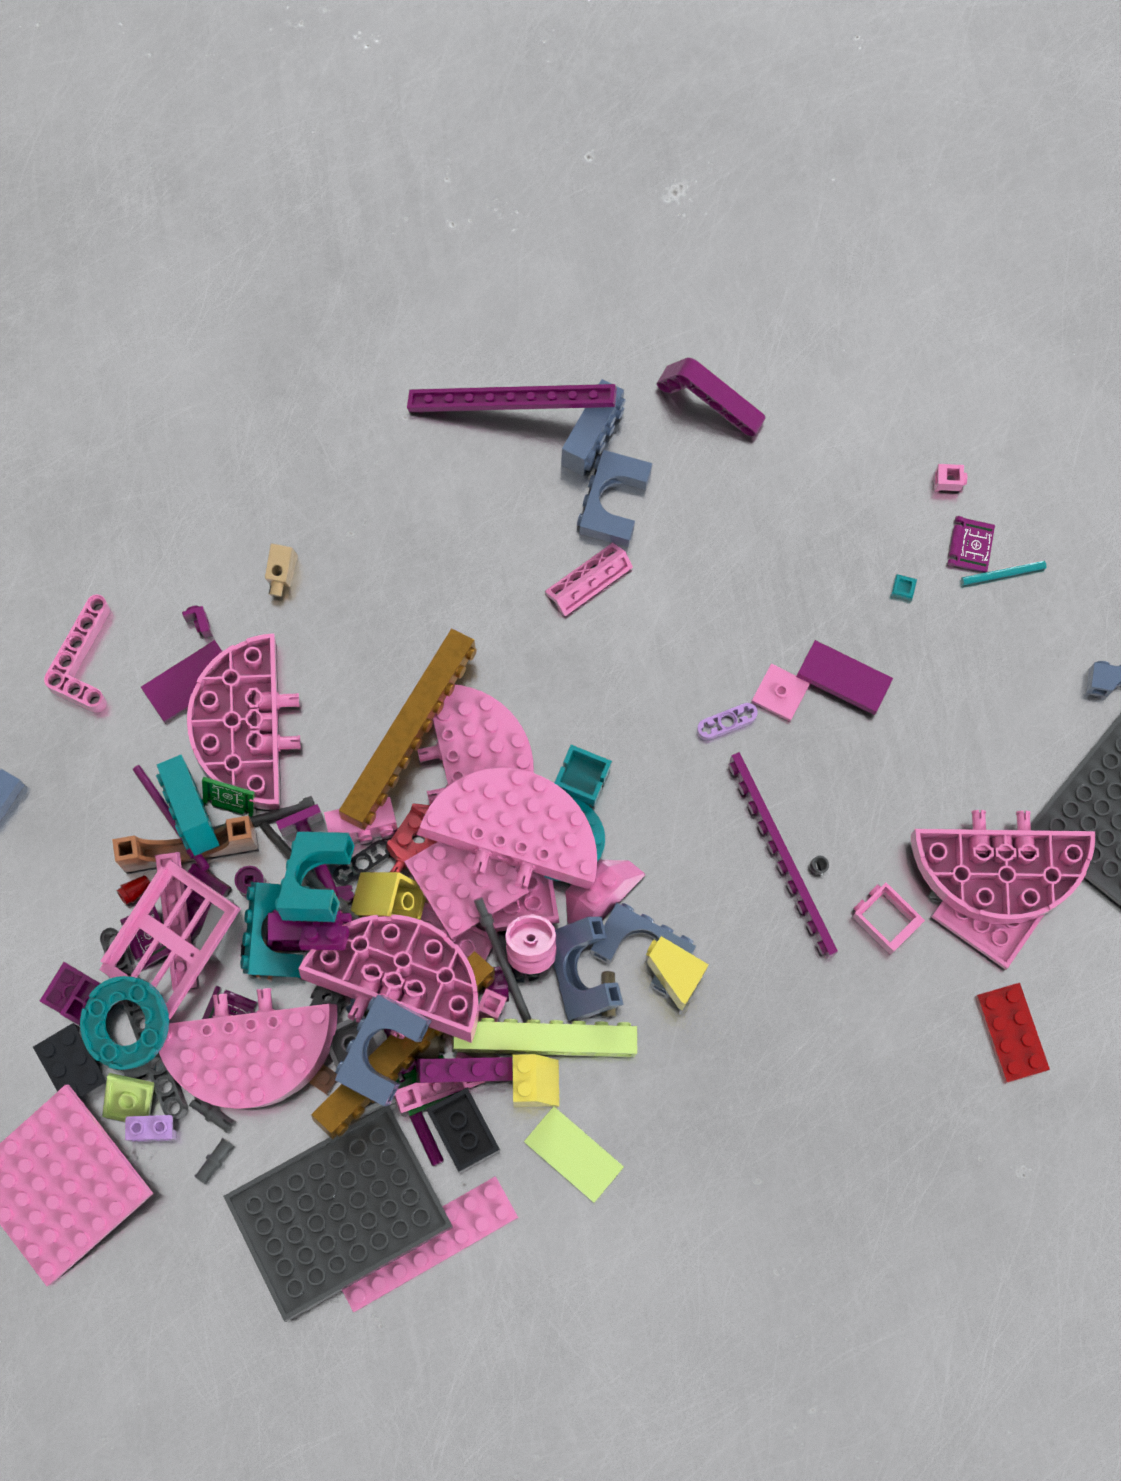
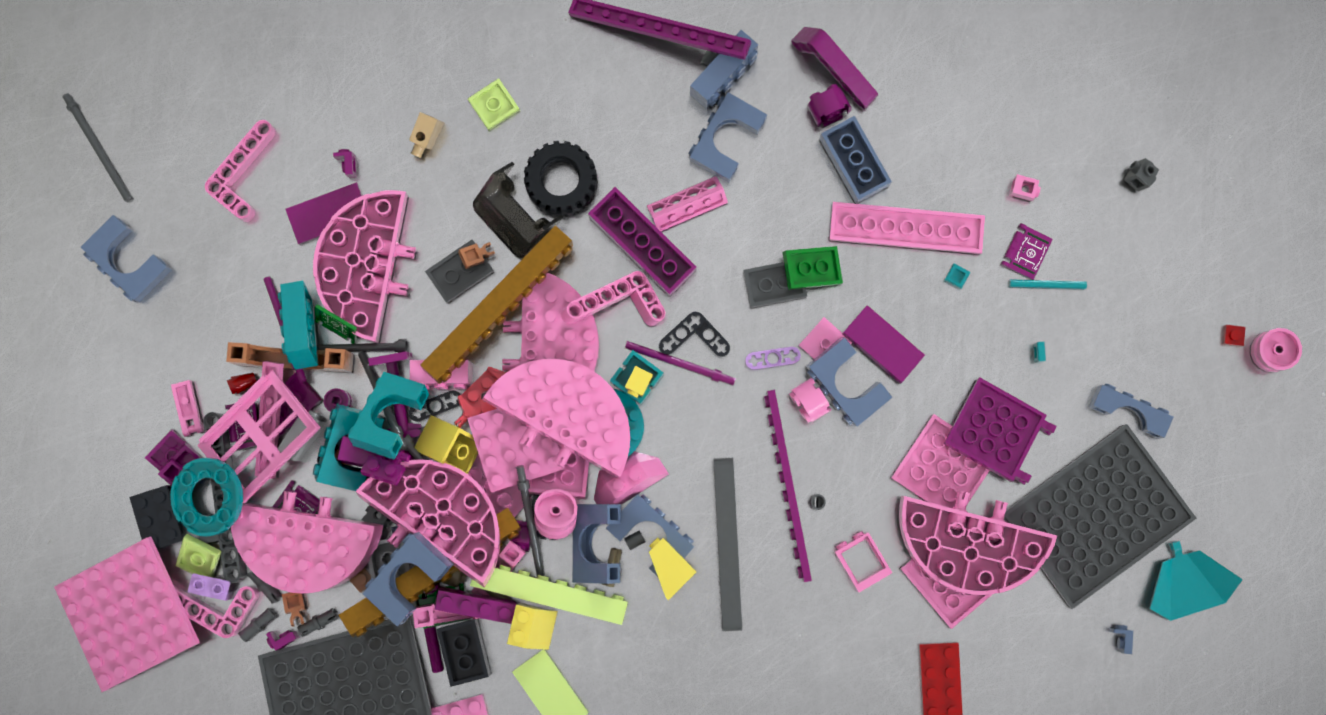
camera: 20 degrees right, 10 degrees up
(76, 932) = (187, 407): none -> bright pink plate
(179, 1160) = (221, 619): none -> bright pink beam
(251, 1169) = (285, 639): none -> magenta bracket
(252, 1126) = (293, 605): none -> nougat plate
(284, 1140) = (317, 622): none -> dark grey pin
(348, 523) = (493, 104): none -> yellowish green tile
(353, 708) = (451, 276): none -> dark grey plate
(367, 685) = (474, 255): none -> nougat plate
(392, 638) = (506, 215): none -> clear smoke windscreen
(436, 556) = (555, 154): none -> black tyre
(550, 628) = (642, 241): none -> magenta brick
(553, 678) = (613, 295): none -> bright pink beam
(572, 419) = (708, 58): none -> dark grey hinge
(587, 775) = (638, 382): none -> light yellow brick
(626, 957) = (634, 540): none -> dark grey hinge
(637, 711) = (698, 330): none -> black beam
(668, 754) = (715, 374): none -> magenta bar
(708, 640) = (769, 285): none -> dark grey plate
(716, 439) = (828, 105): none -> magenta brick
(732, 937) = (727, 544): none -> dark grey beam
(745, 612) = (812, 267): none -> green plate
(760, 489) = (855, 159): none -> sand blue brick
(781, 754) = (811, 401): none -> bright pink brick
(788, 720) = (824, 370): none -> sand blue arch
(835, 548) = (907, 227): none -> bright pink plate
(946, 788) = (936, 470): none -> bright pink plate
(995, 739) = (997, 430): none -> magenta plate
(1016, 645) = (1039, 352): none -> teal tile
(1070, 435) = (1141, 174): none -> dark grey brick

